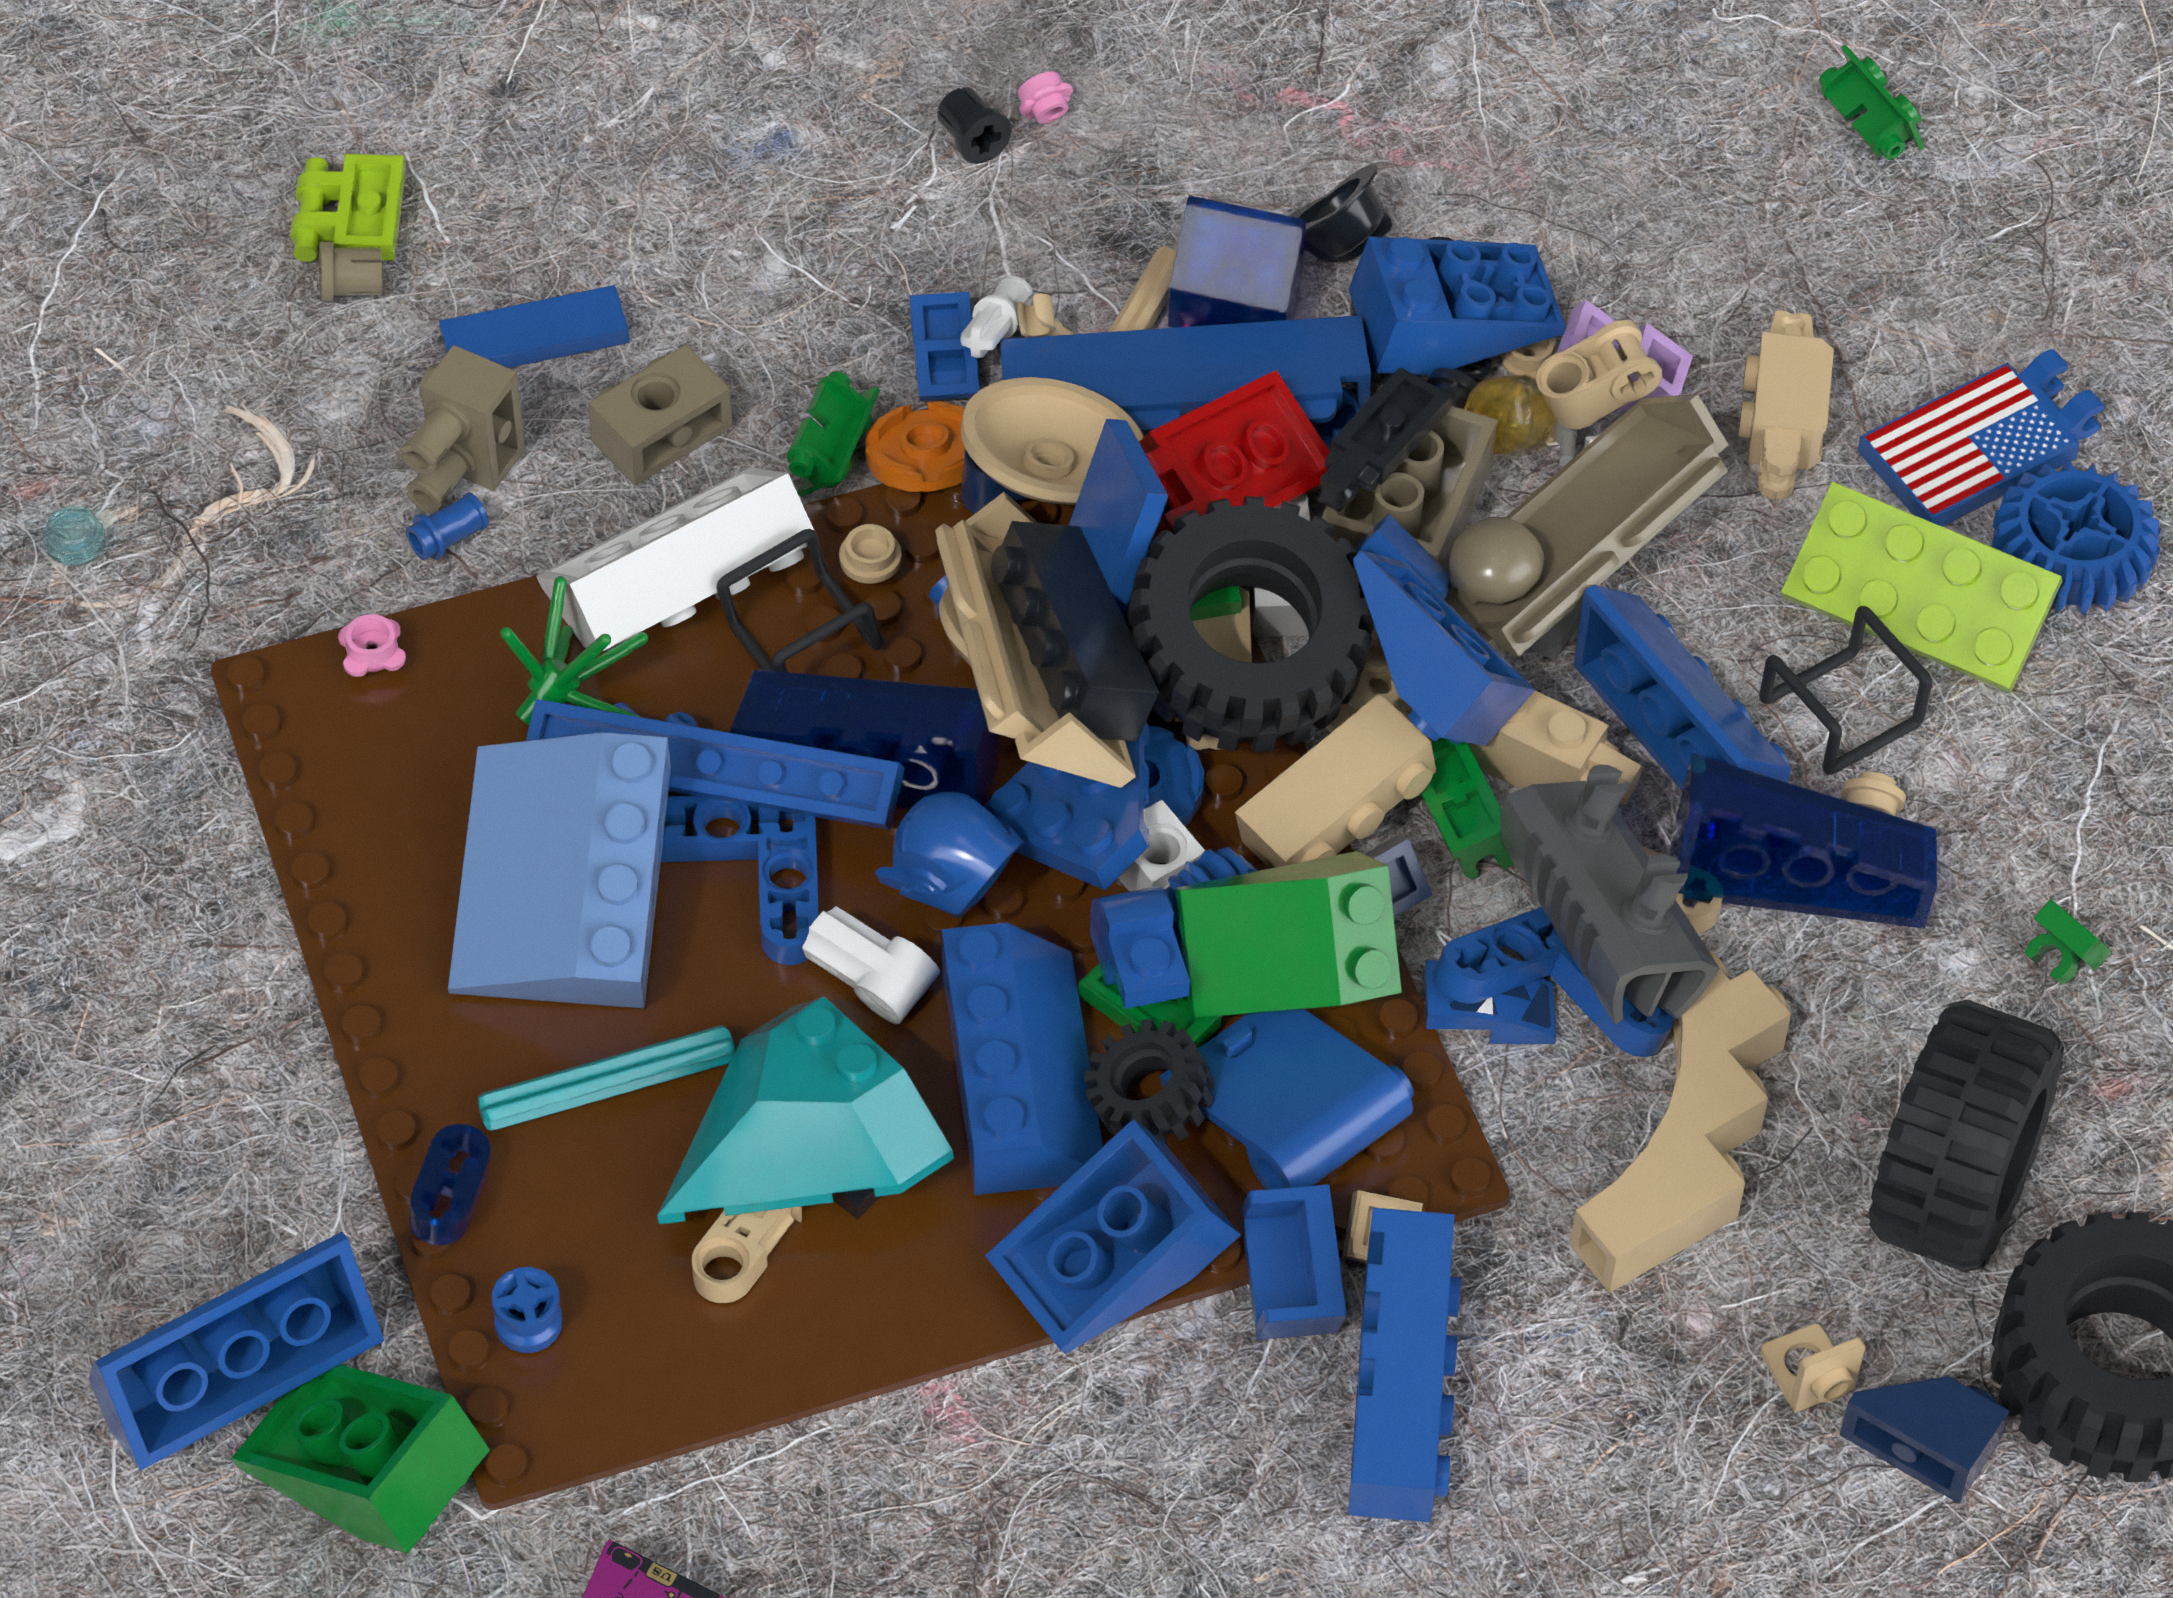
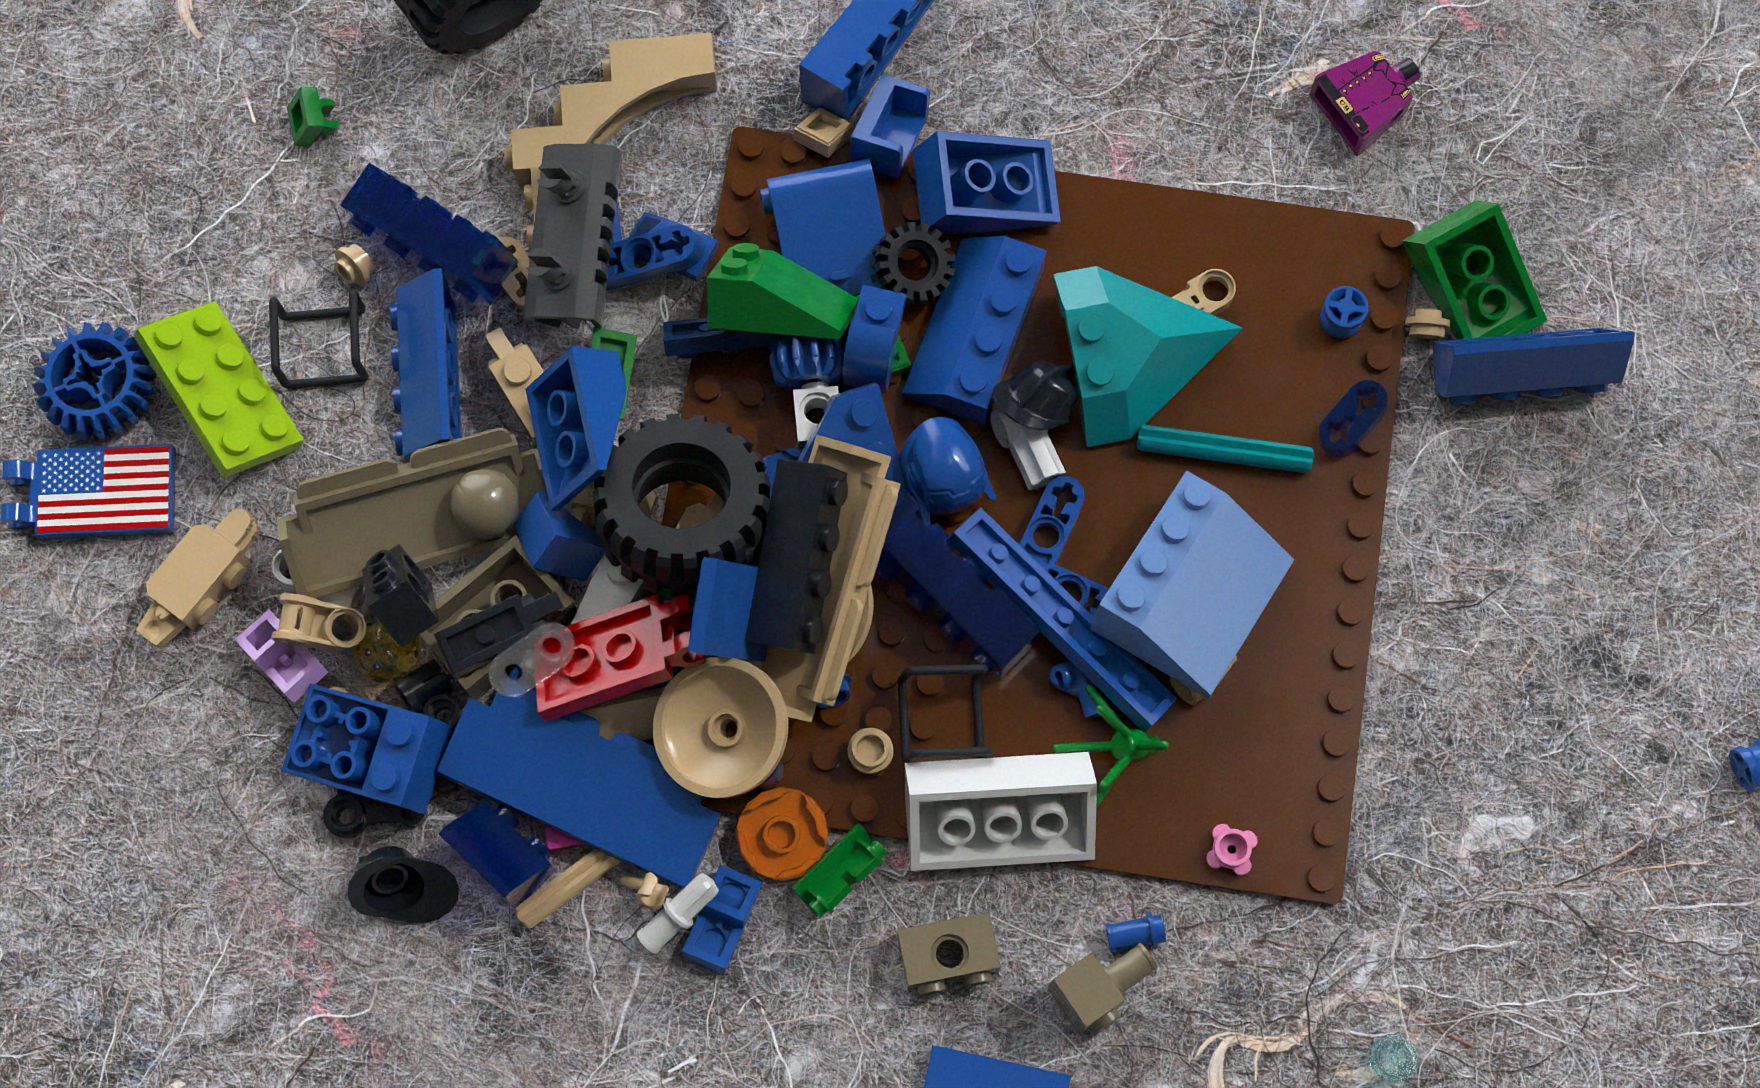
camera: 150 degrees left, 20 degrees up
(402, 1356) = (1427, 324): none -> tan plate
(891, 979) = (1039, 396): none -> black piece
(1318, 411) = (532, 658): none -> clear plate
(1338, 788) = (717, 391): tan brick -> none
(1523, 424) = (399, 594): none -> black brick

